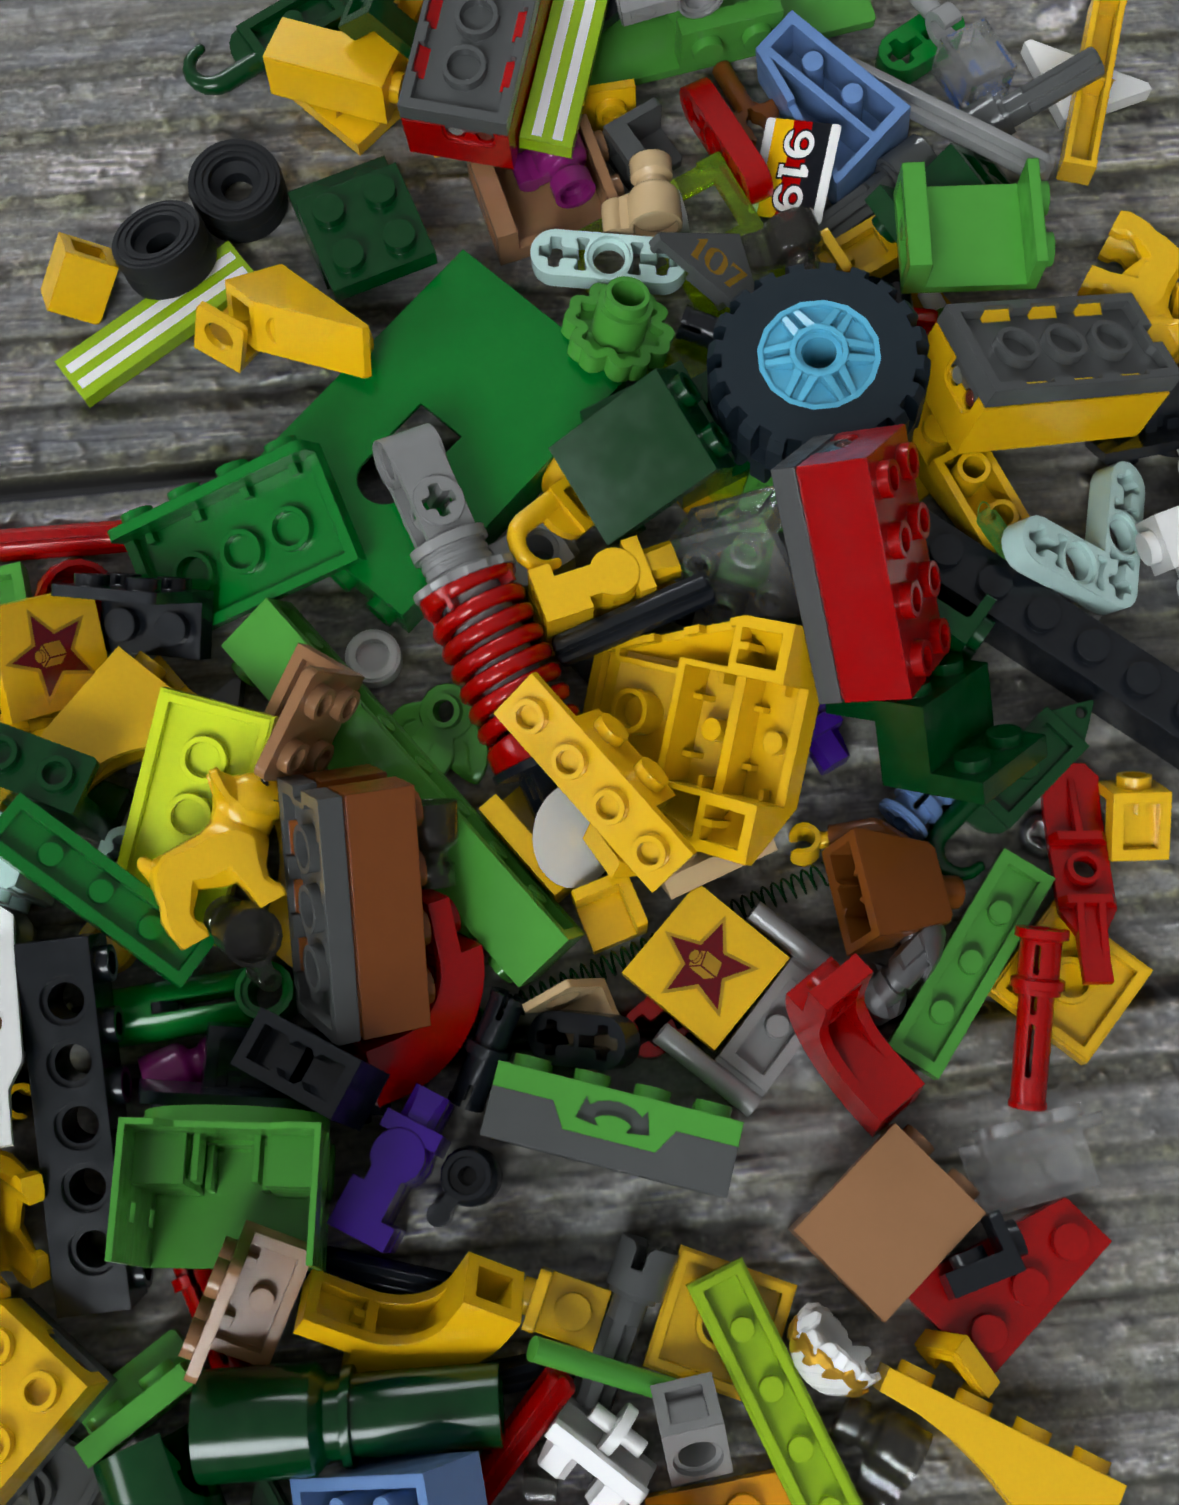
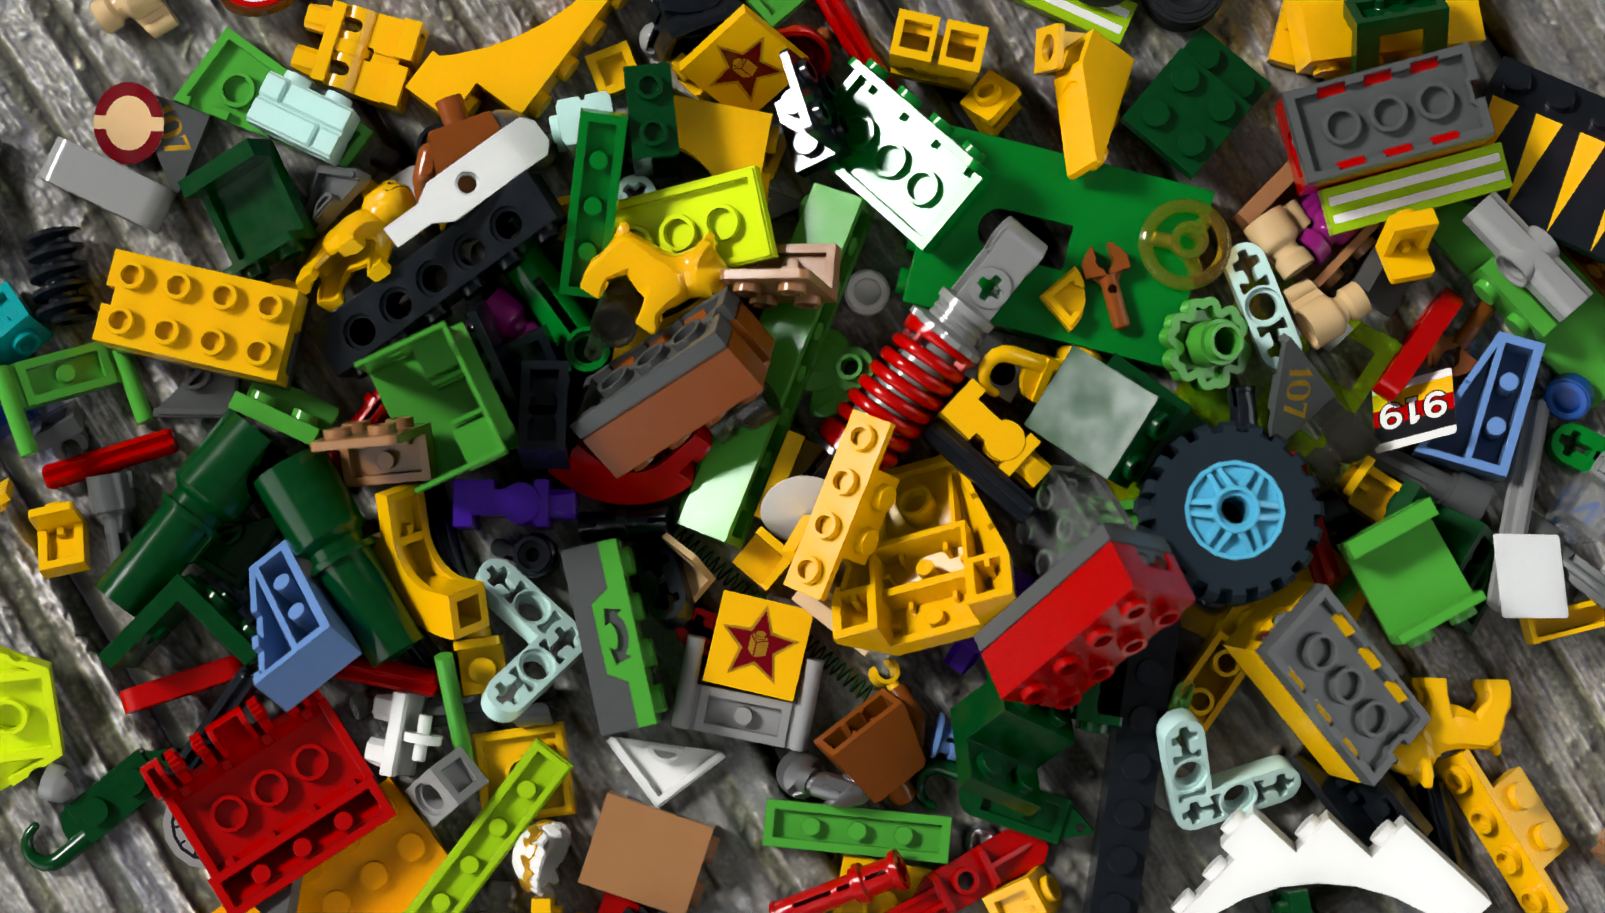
camera: 60 degrees right, 10 degrees up
(159, 446) = (936, 59): none -> yellow hips
(242, 421) = (992, 103): none -> yellow bracket
(495, 444) = (1066, 299): none -> yellow tile
(498, 274) = (1197, 232): none -> clear yellow piece
(498, 392) = (1109, 282): none -> dark orange bar
(541, 209) = (1277, 234): none -> tan piece
(565, 1219) = (539, 634): none -> light aqua beam
(615, 87) = (1405, 243): none -> yellow bracket
(793, 1151) = (661, 767): none -> white tile
(847, 1046) = (751, 771): red arch -> none
(854, 30) = (1569, 396): none -> blue tile
(1026, 128) = (1530, 576): none -> white sticker

